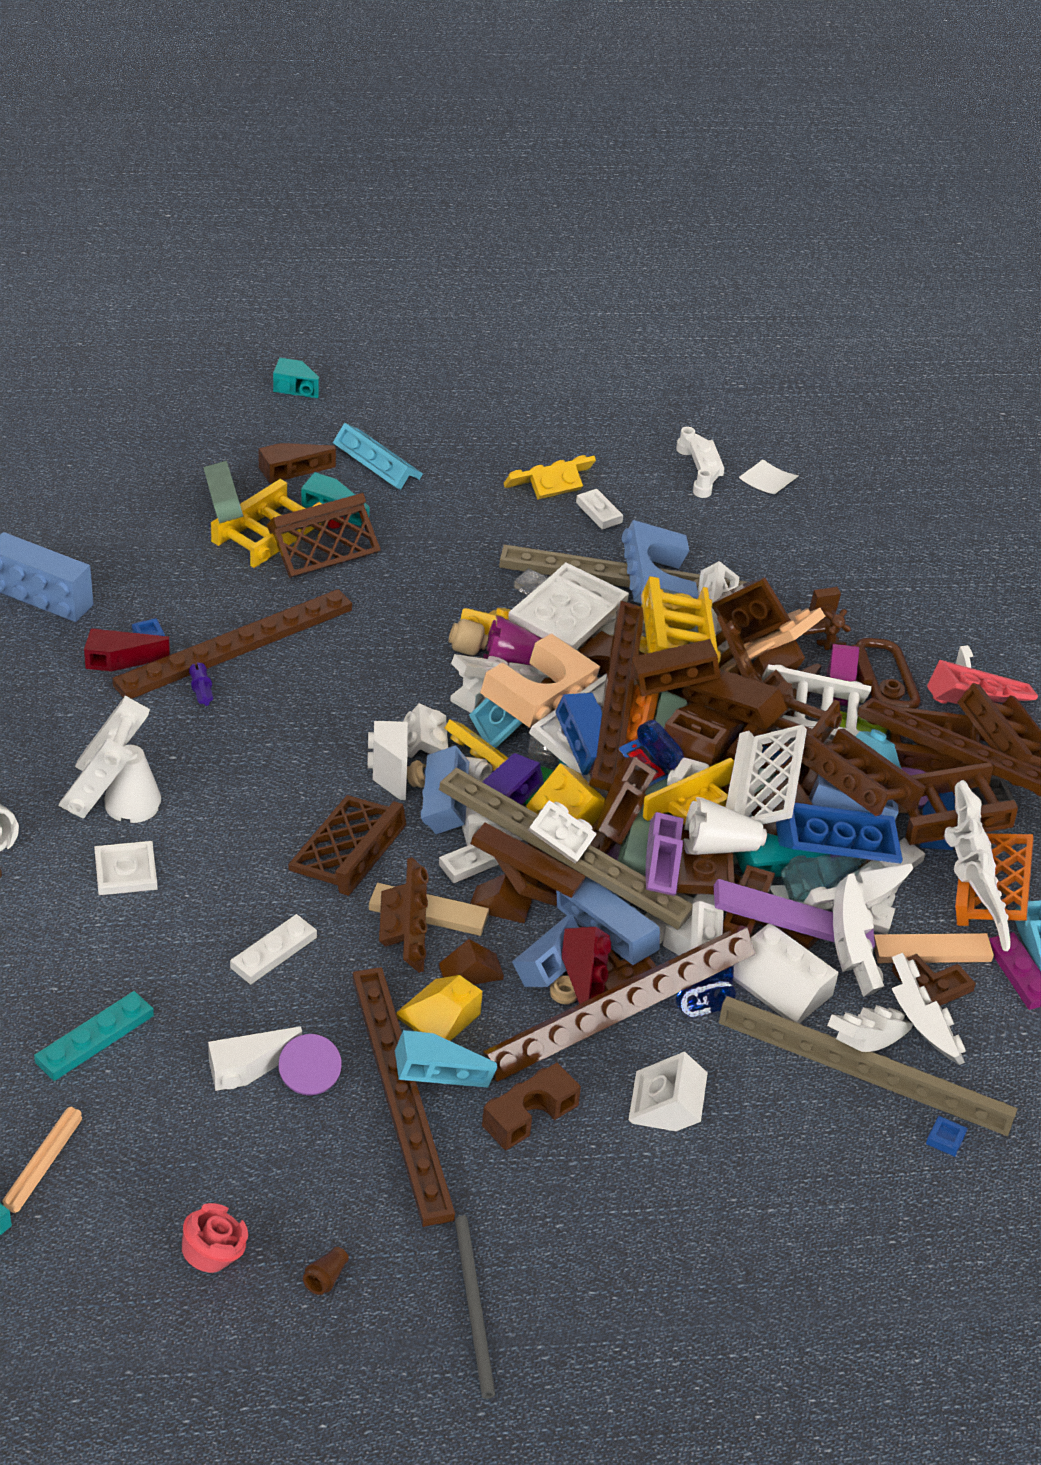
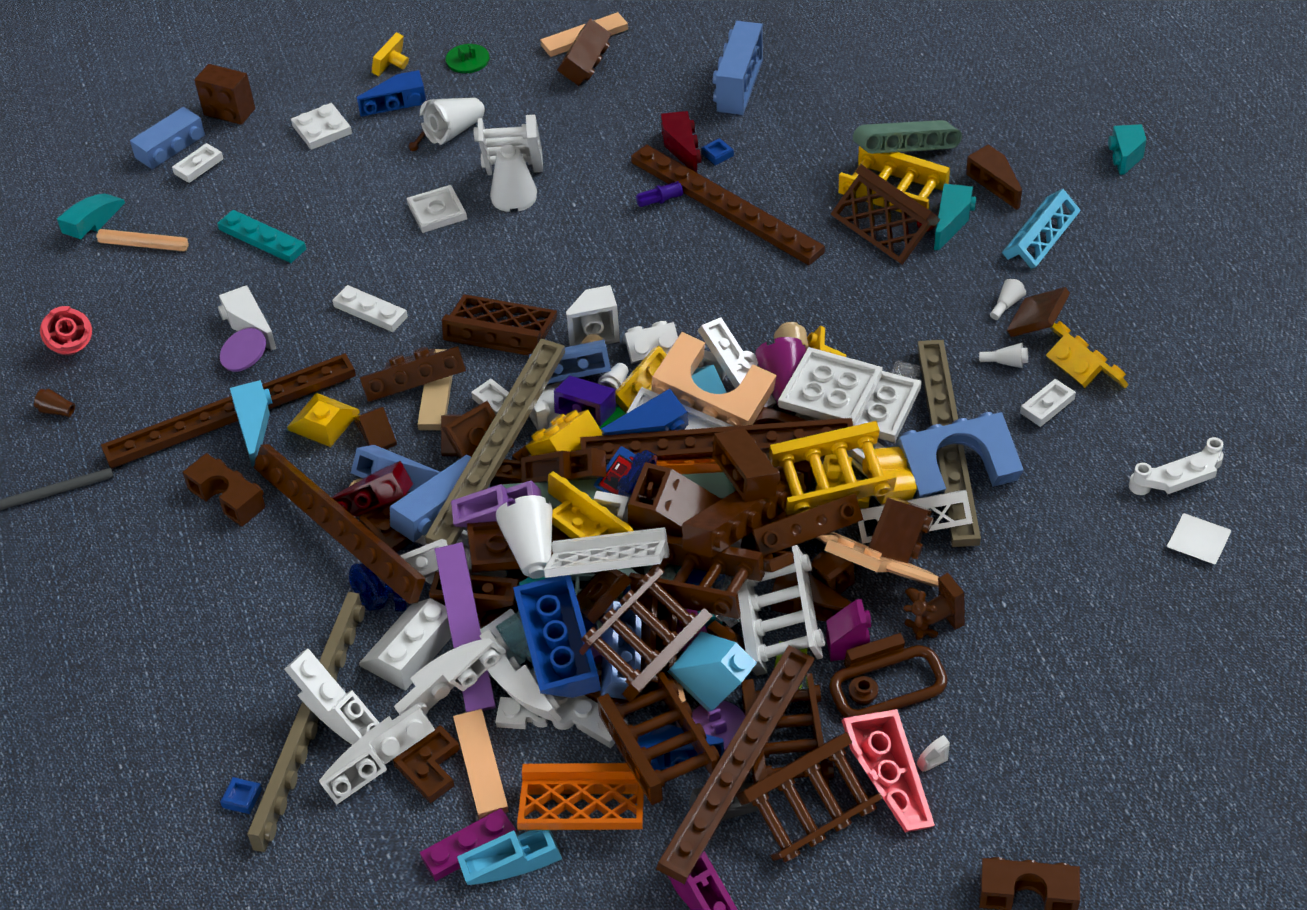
camera: 85 degrees right, 5 degrees up
(456, 494) = (1011, 292): none -> white cone
(494, 480) = (1038, 312): none -> reddish brown tile
(528, 860) = (474, 419): reddish brown tile -> none
(536, 511) = (1012, 356): none -> white cone
(562, 831) = (502, 426): white bracket -> none
(669, 1094) = (248, 579): white slope -> none
(976, 857) = (567, 761): white animal -> none

